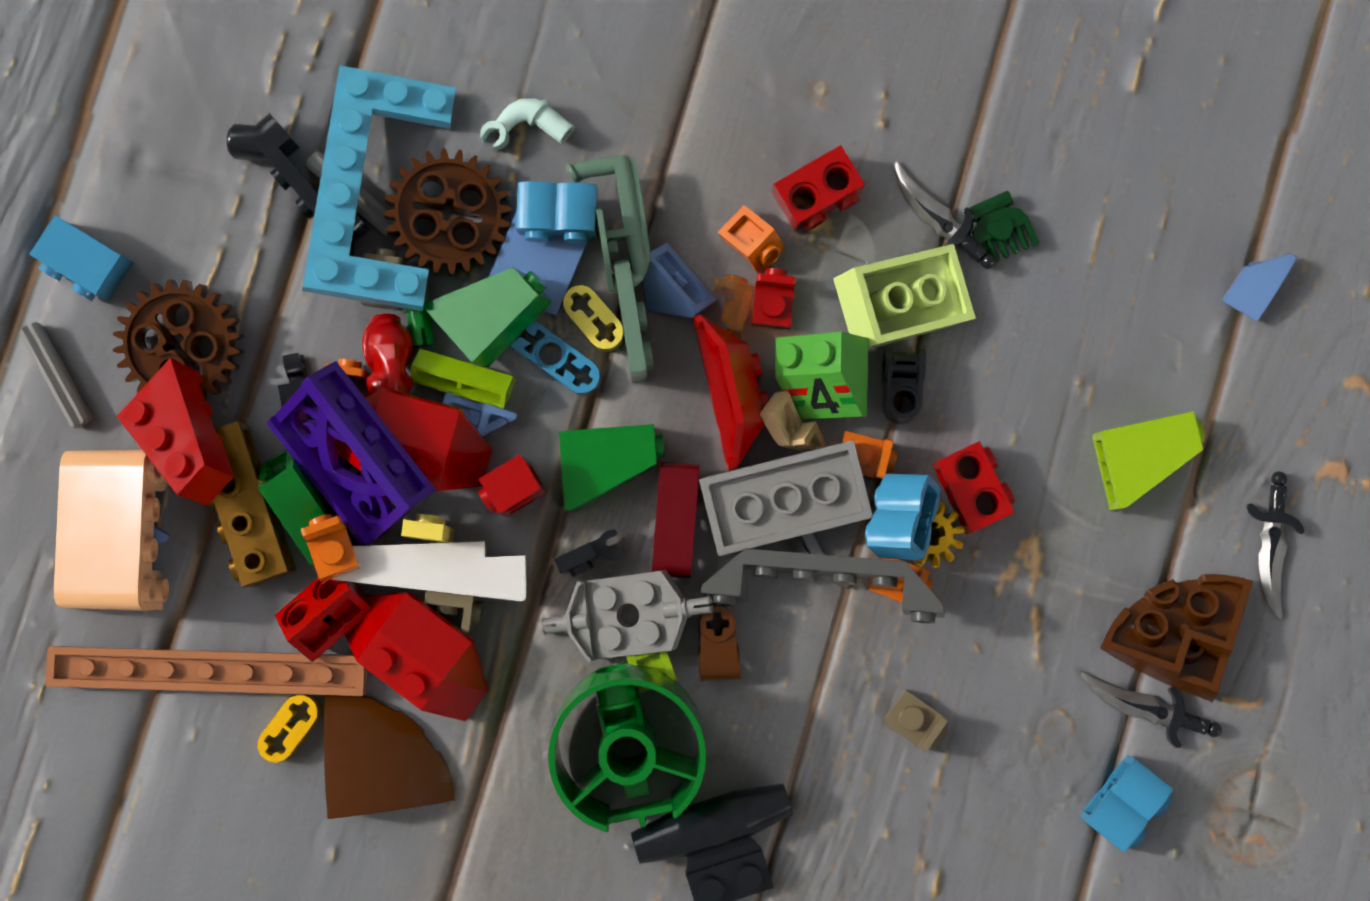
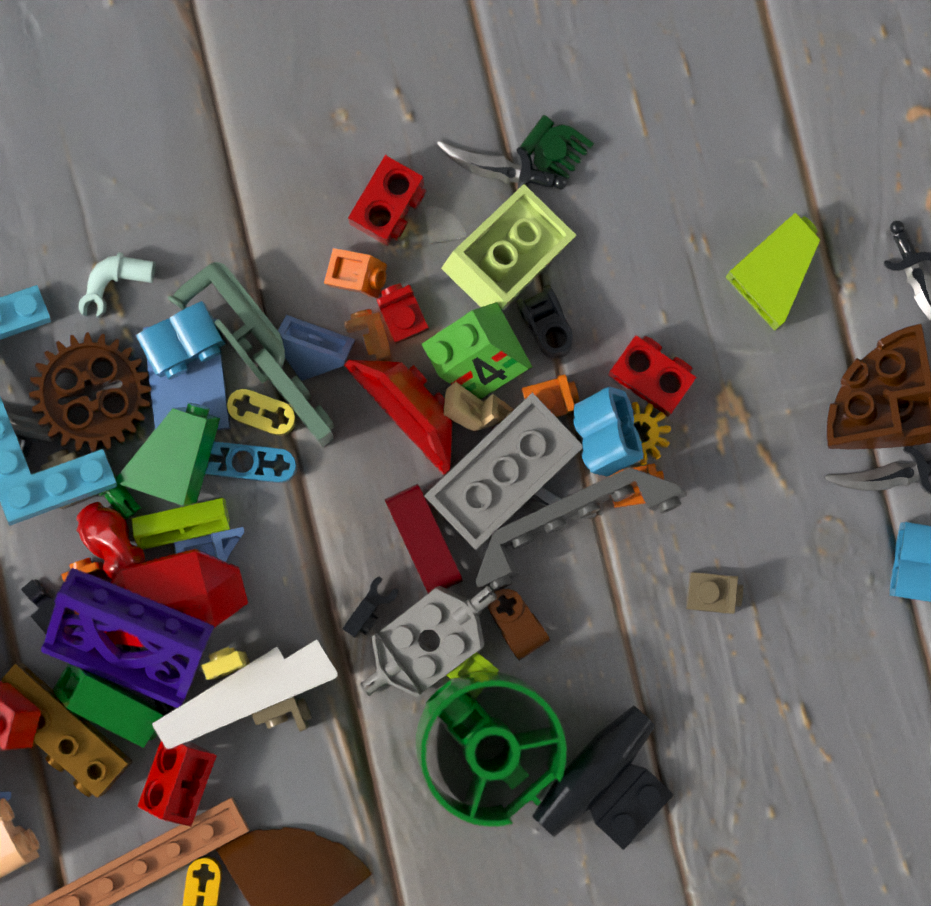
camera: 30 degrees left, 0 degrees up
(330, 547) = (153, 722): orange bracket -> none
(419, 655) = (276, 770): red wedge -> none
(511, 487) = (273, 589): red brick -> none
(604, 460) = (338, 523): green slope -> none
(1258, 285) = (791, 78): medium blue slope -> none

